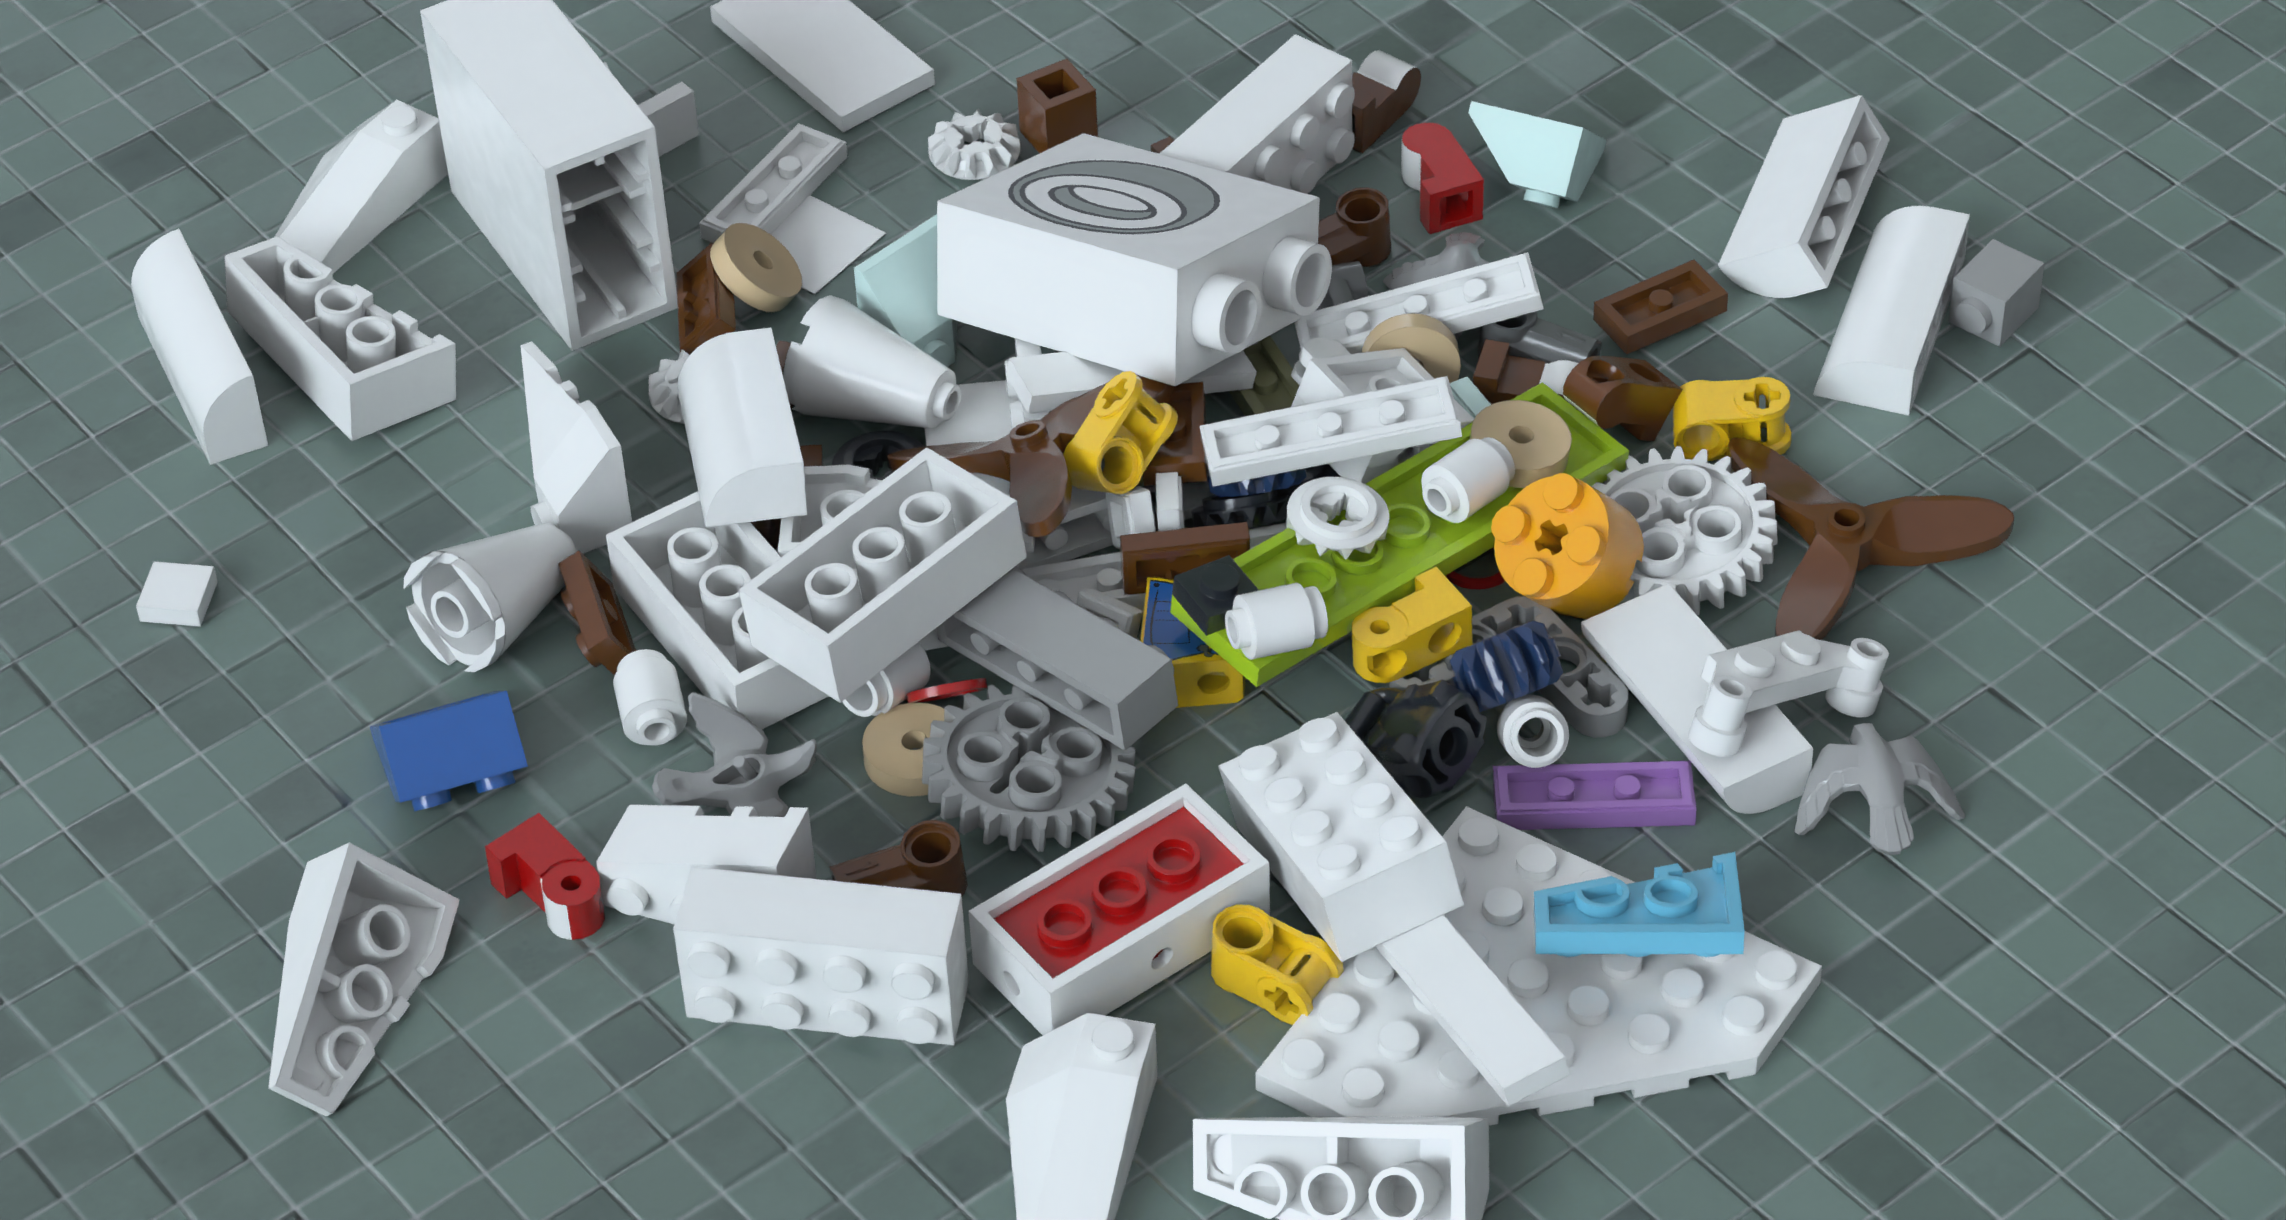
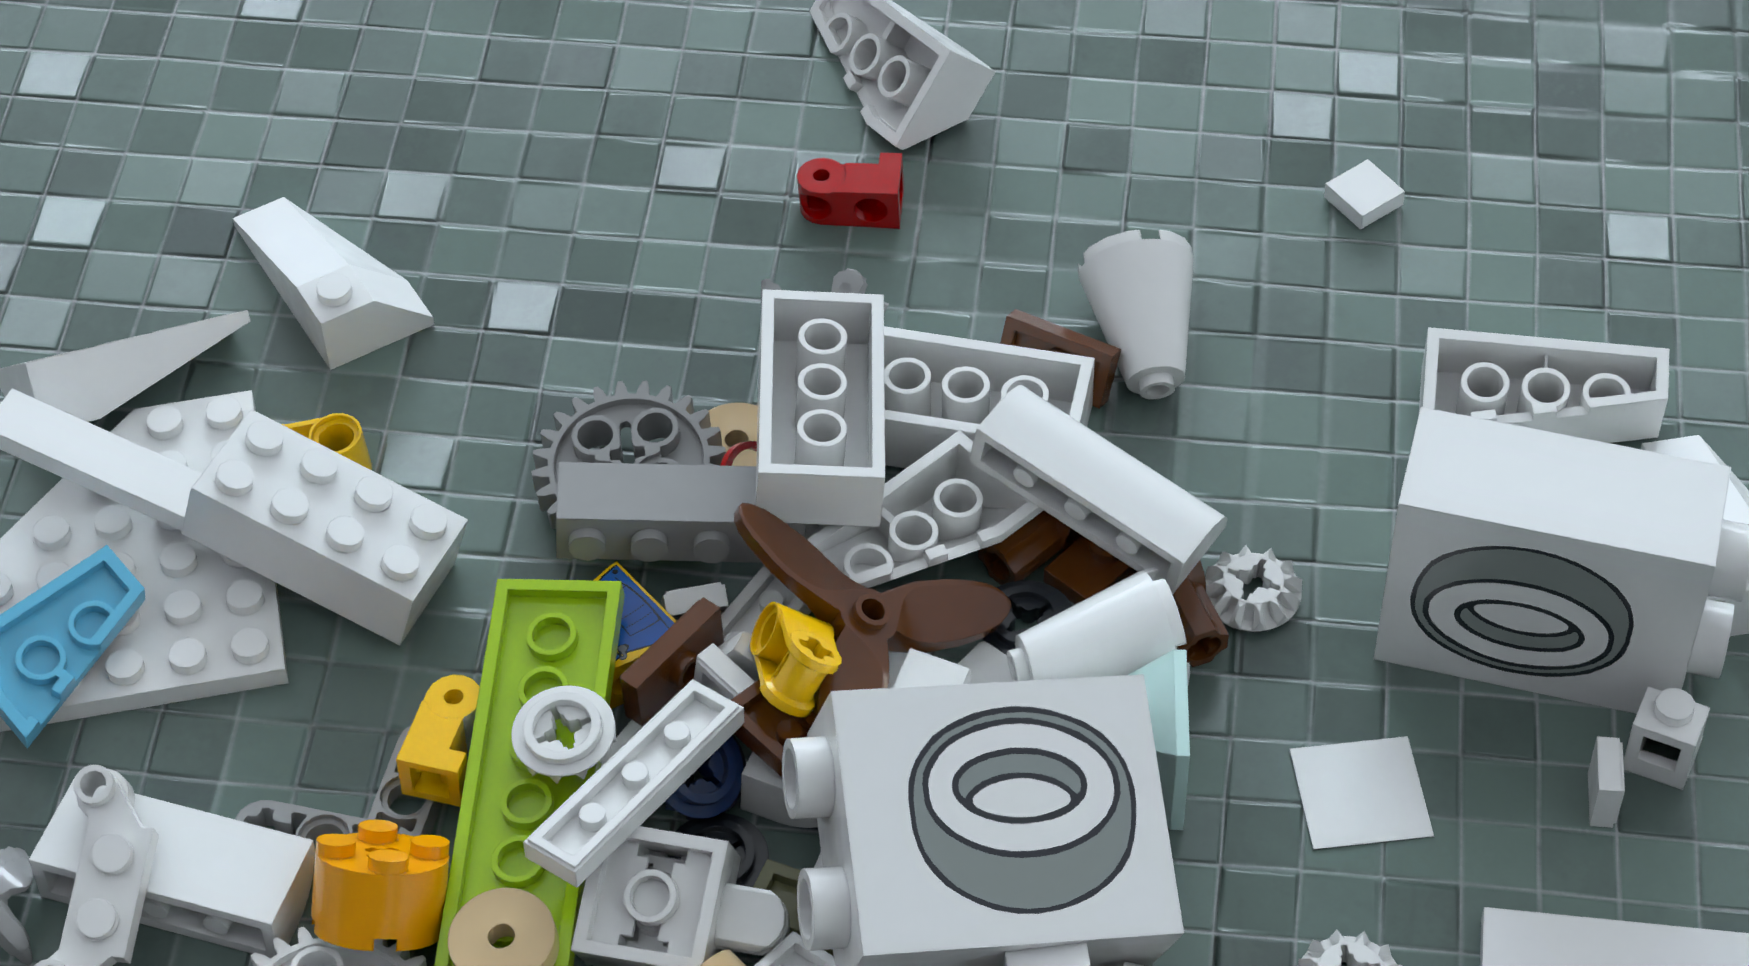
camera: 135 degrees right, 5 degrees up
(197, 350) = (1570, 308): white brick -> none
(450, 748) = (1035, 214): blue slope -> none
(573, 458) = (1236, 442): white wedge -> none
(649, 698) = (945, 318): white brick -> none
(656, 846) = (727, 243): white wedge -> none
(703, 302) = (1335, 647): reddish brown plate -> none
(756, 267) = (1359, 698): tan piece -> none
(777, 182) = (1448, 810): white tile -> none
(822, 955) = (595, 231): white brick -> none
(924, 860) = (627, 344): reddish brown piece -> none
(1116, 911) = (441, 392): brick -> none
(1210, 592) = (580, 594): black plate -> none
(1276, 620) = (503, 590): white brick -> none
(1424, 735) = (363, 675): black piece -> none
(1467, 479) = (494, 842): white brick -> none
(1507, 665) = (335, 756): dark blue gear -> none
(1546, 745) = (277, 740): white brick -> none
(1595, 795) = (217, 750): medium lavender tile -> none

